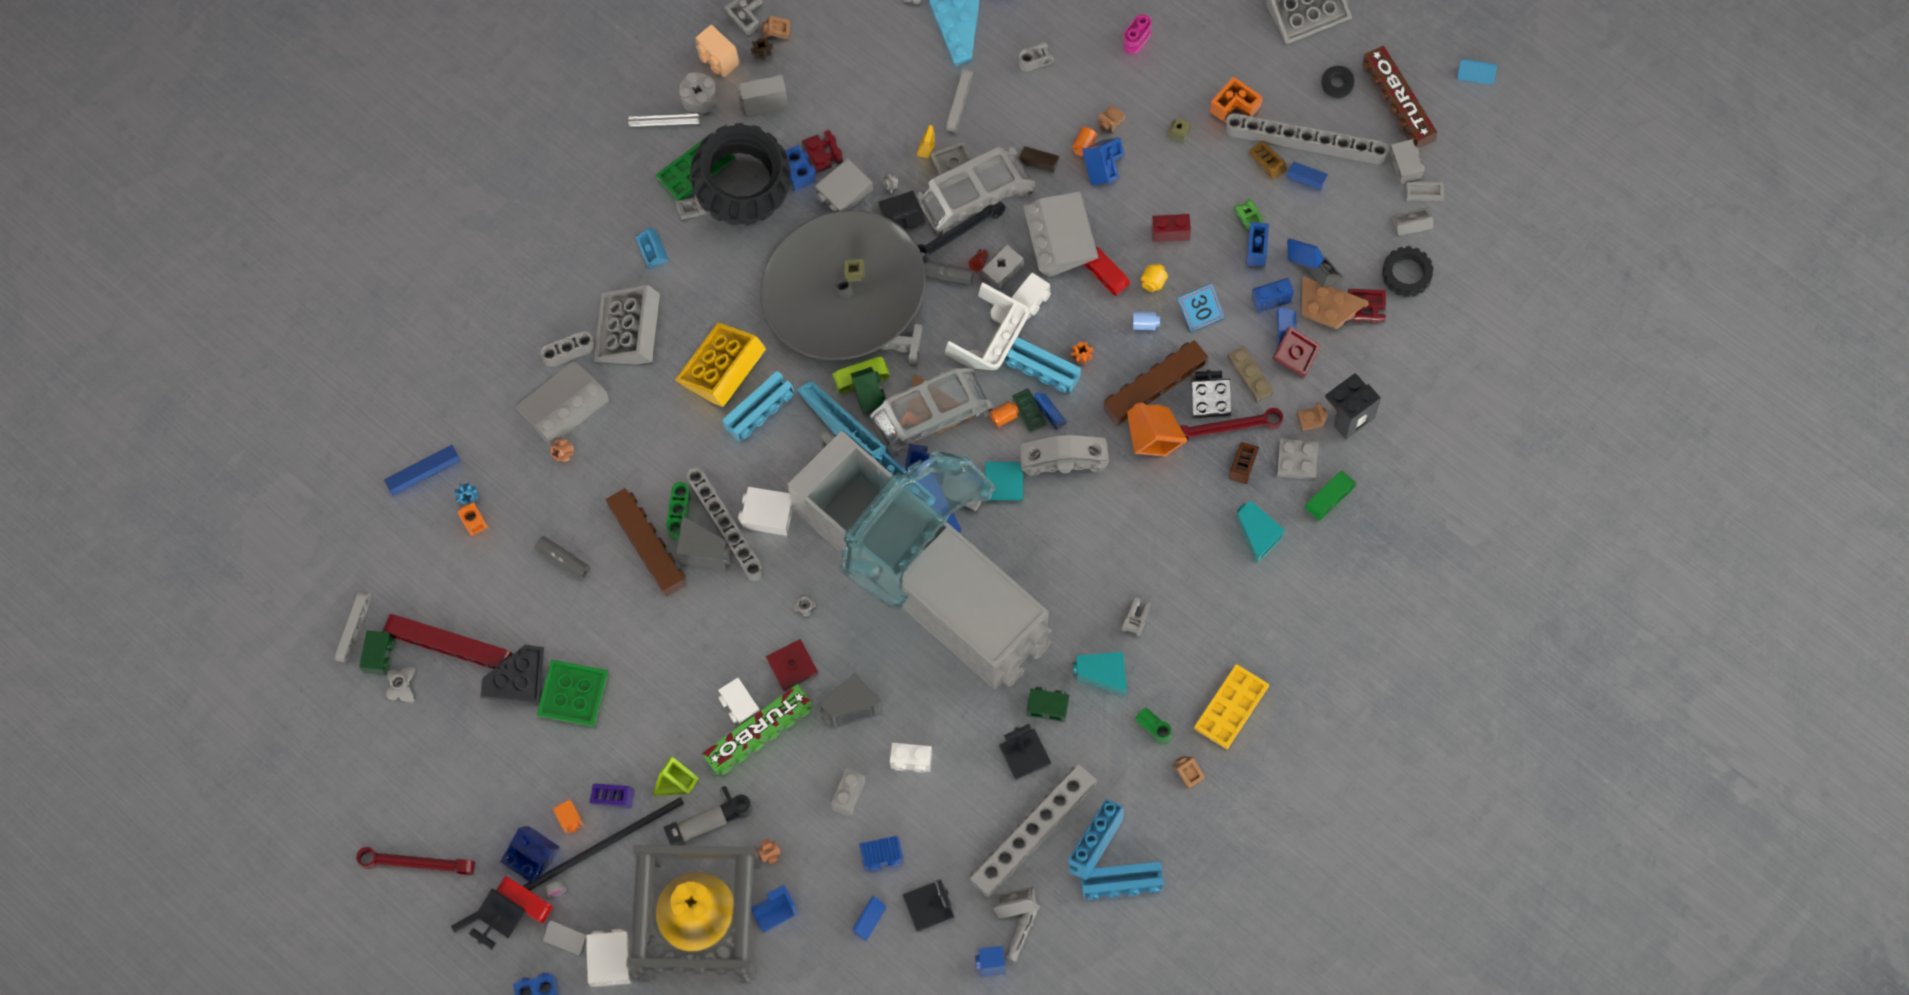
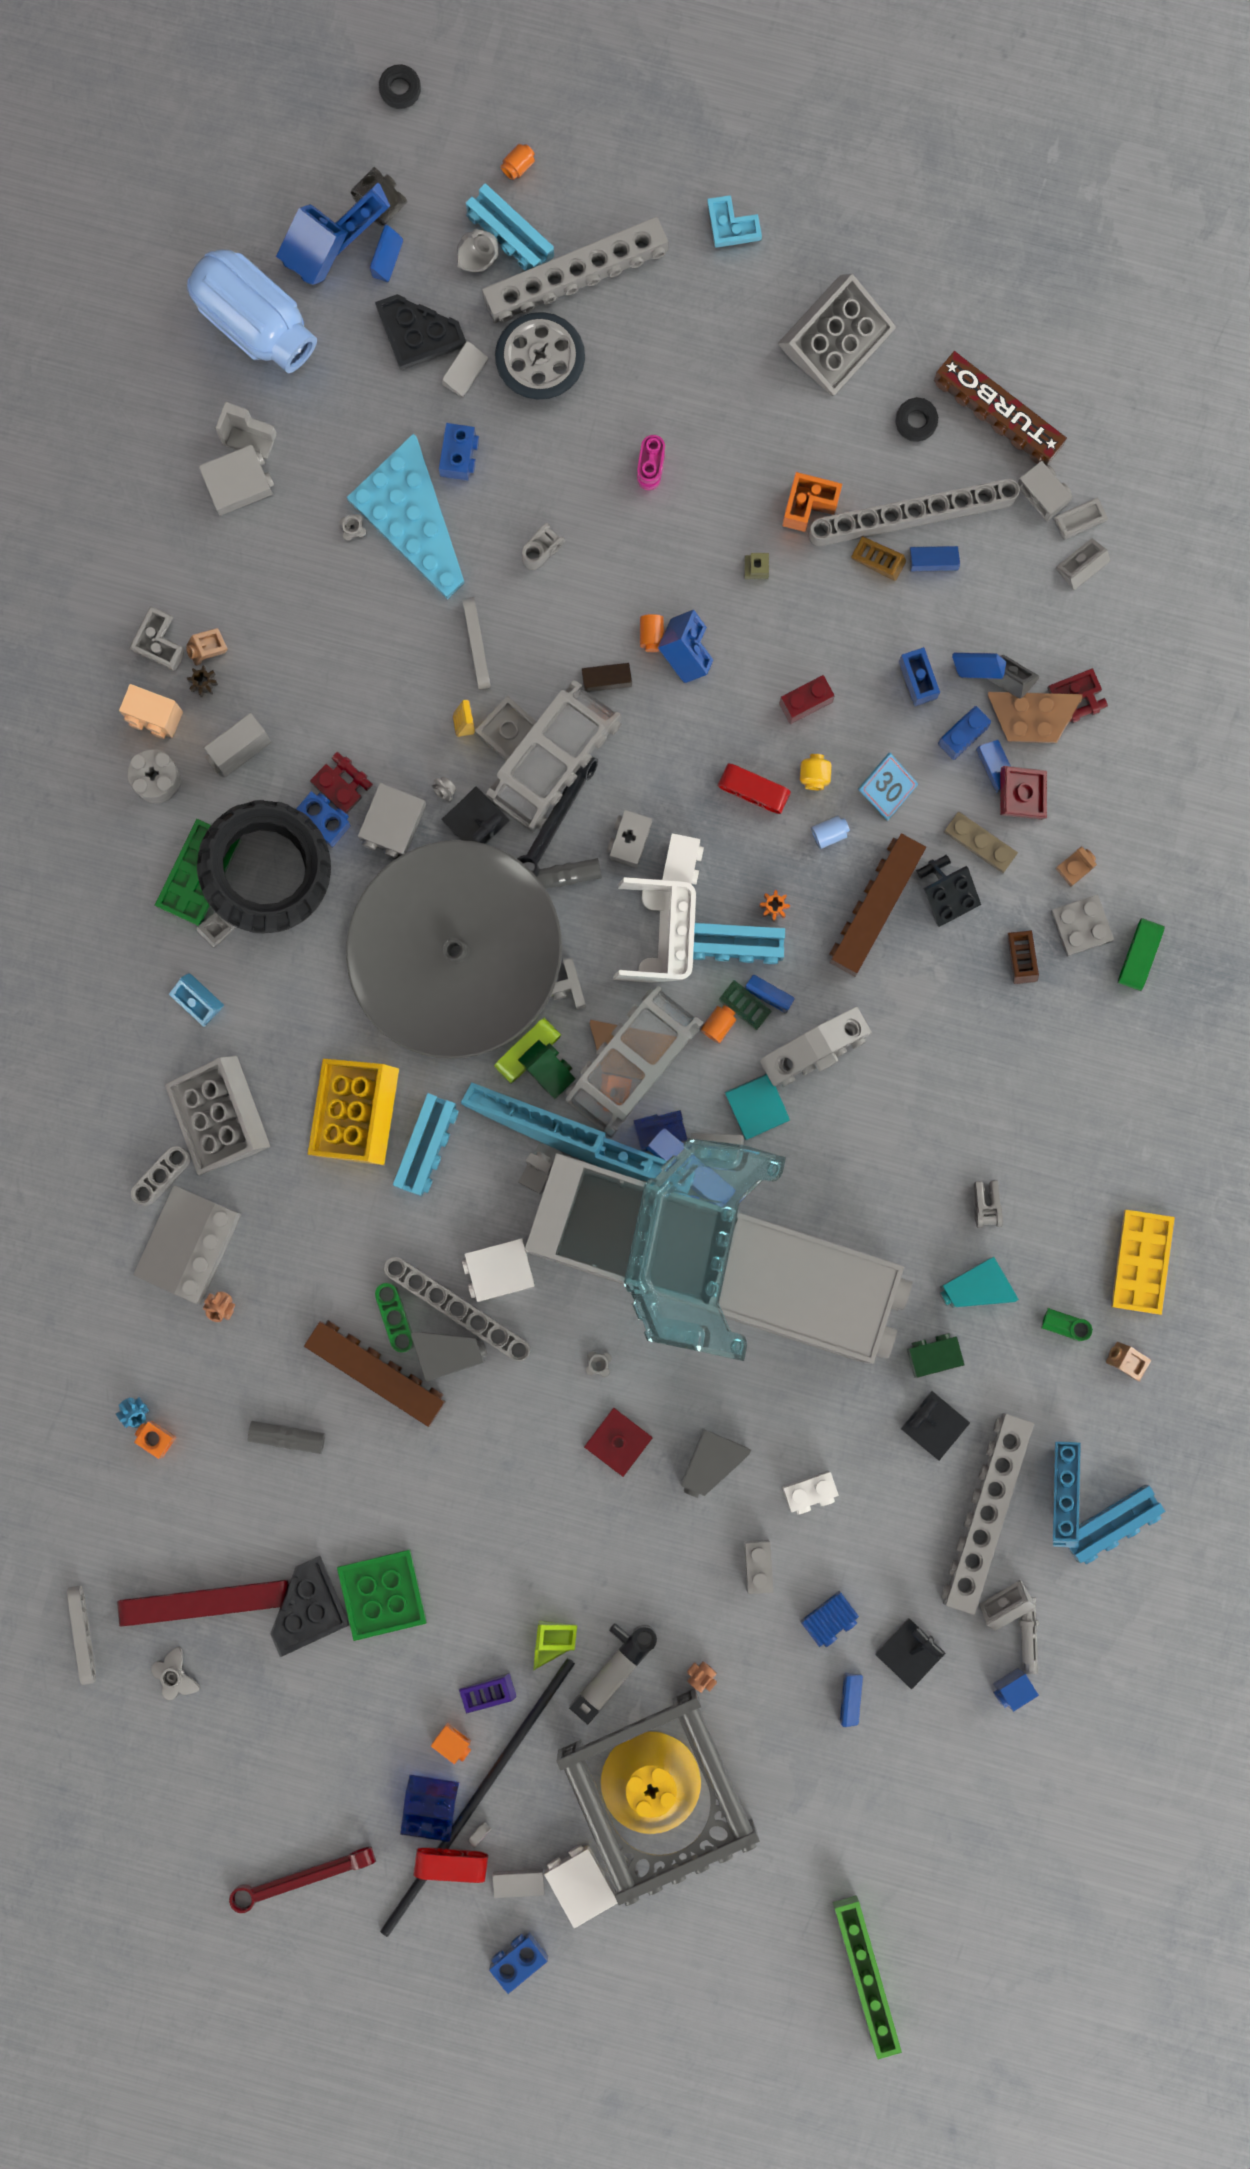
camera: 30 degrees left, 15 degrees up
(376, 652) = (126, 1653): dark green brick -> none
(422, 470) = (61, 1404): blue slope -> none
(499, 914) = (432, 1897): black plate -> none
(663, 119) = (127, 826): axle -> none
(738, 701) = (581, 1518): white brick -> none
(757, 730) = (618, 1541): brick -> none
(775, 909) = (741, 1741): blue panel -> none
(852, 266) = (454, 927): olive piece -> none
(977, 261) = (599, 846): clear red pin -> none
(1060, 233) = (681, 766): light grey slope -> none
(1110, 119) = (668, 587): medium nougat bracket -> none
(1154, 430) = (906, 967): orange slope -> none
(1233, 425) = (983, 922): dark red piece -> none
(1253, 216) = (895, 646): bright green plate -> none
(1258, 529) = (1078, 1034): teal slope -> none
(1354, 404) = (1125, 835): black brick -> none
(1409, 254) = (1118, 610): black tyre -> none
(1477, 71) = (1076, 335): dark azure slope -> none

